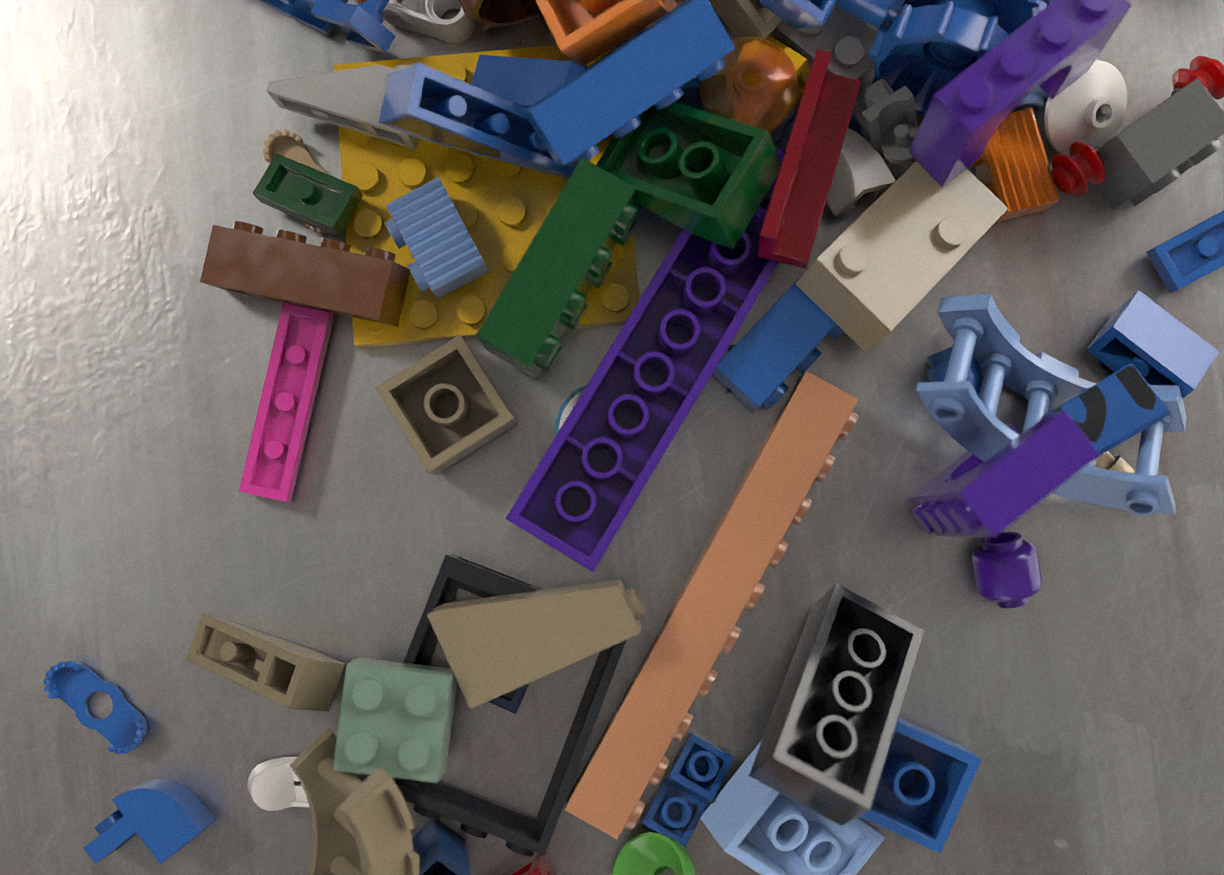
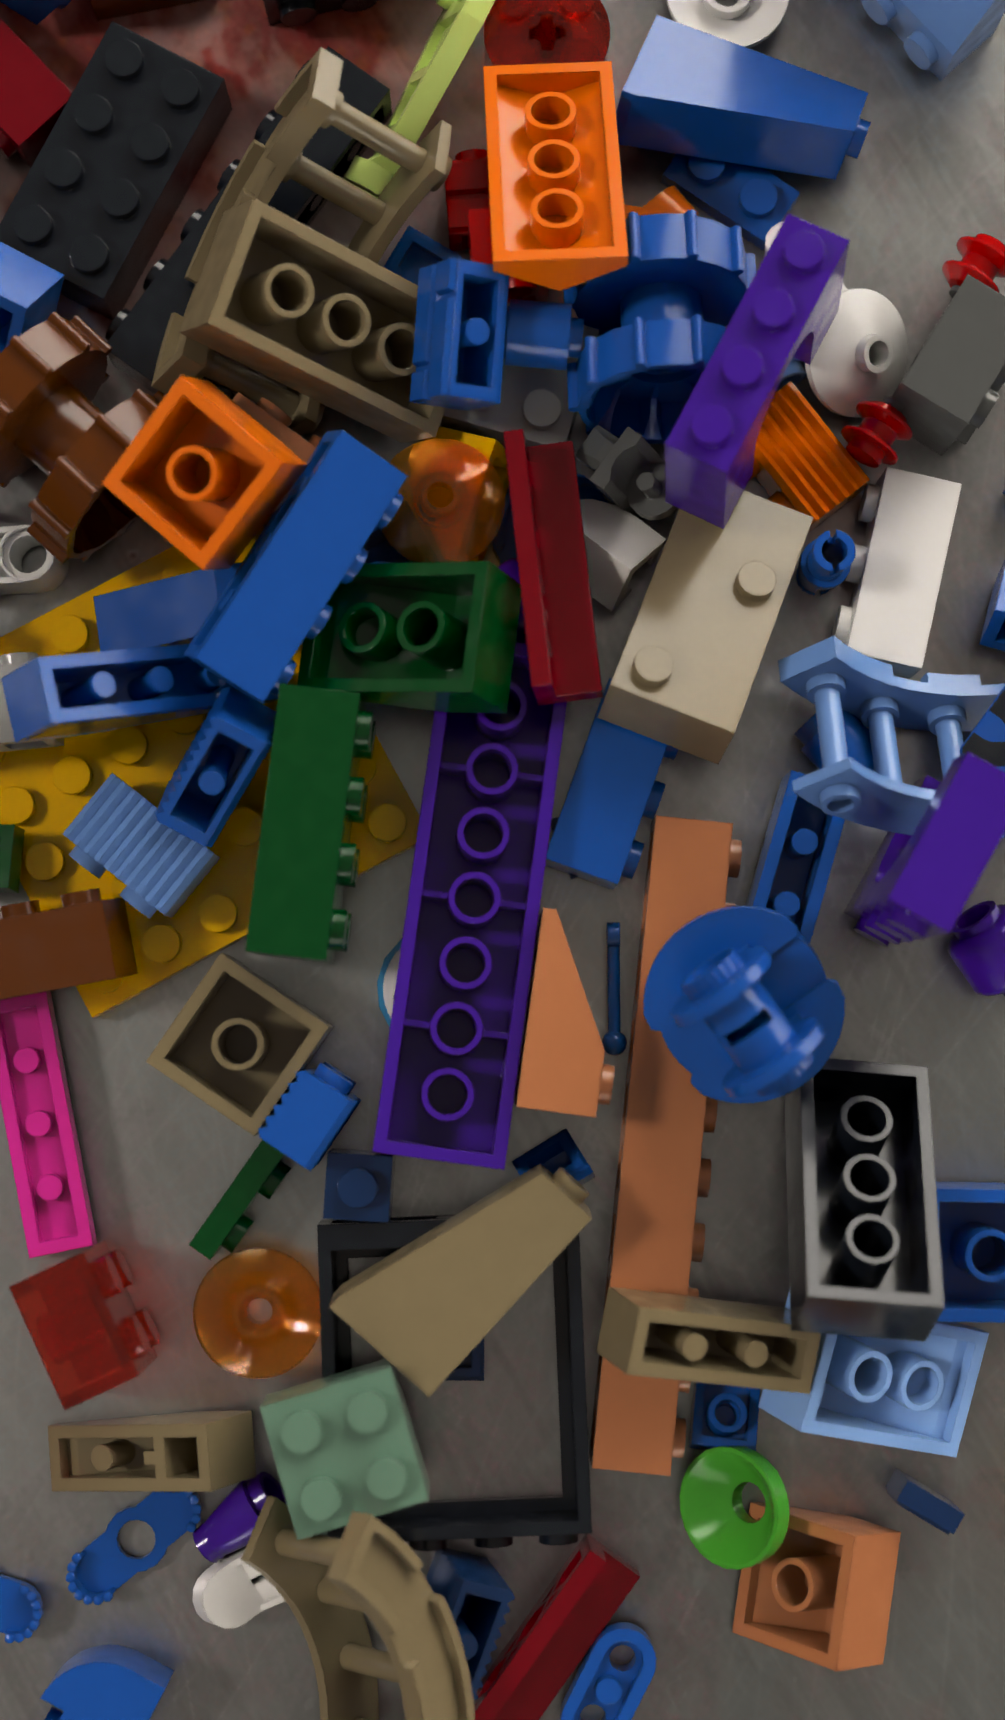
camera: 35 degrees left, 0 degrees up
(199, 725) = (104, 1565): none -> blue piece
(255, 552) = (87, 1323): none -> clear red brick
(299, 734) = (236, 1517): none -> dark purple cone
(355, 603) = (252, 1346): none -> clear orange dish
(386, 525) = (228, 1221): none -> dark green plate
(474, 475) = (311, 1114): none -> blue brick
(487, 540) = (359, 1185): none -> dark blue brick
(512, 202) = (217, 767): none -> blue brick
(634, 577) = (556, 1153): none -> blue slope
(673, 498) = (561, 1044): none -> nougat slope
(684, 756) = (706, 1341): none -> dark tan brick
(708, 517) = (613, 1041): none -> blue hinge
(814, 528) = (744, 1004): none -> blue piece
(880, 458) = (795, 858): none -> blue brick
(1003, 244) = (825, 562): none -> blue pin
(1053, 269) = (898, 568): none -> white brick

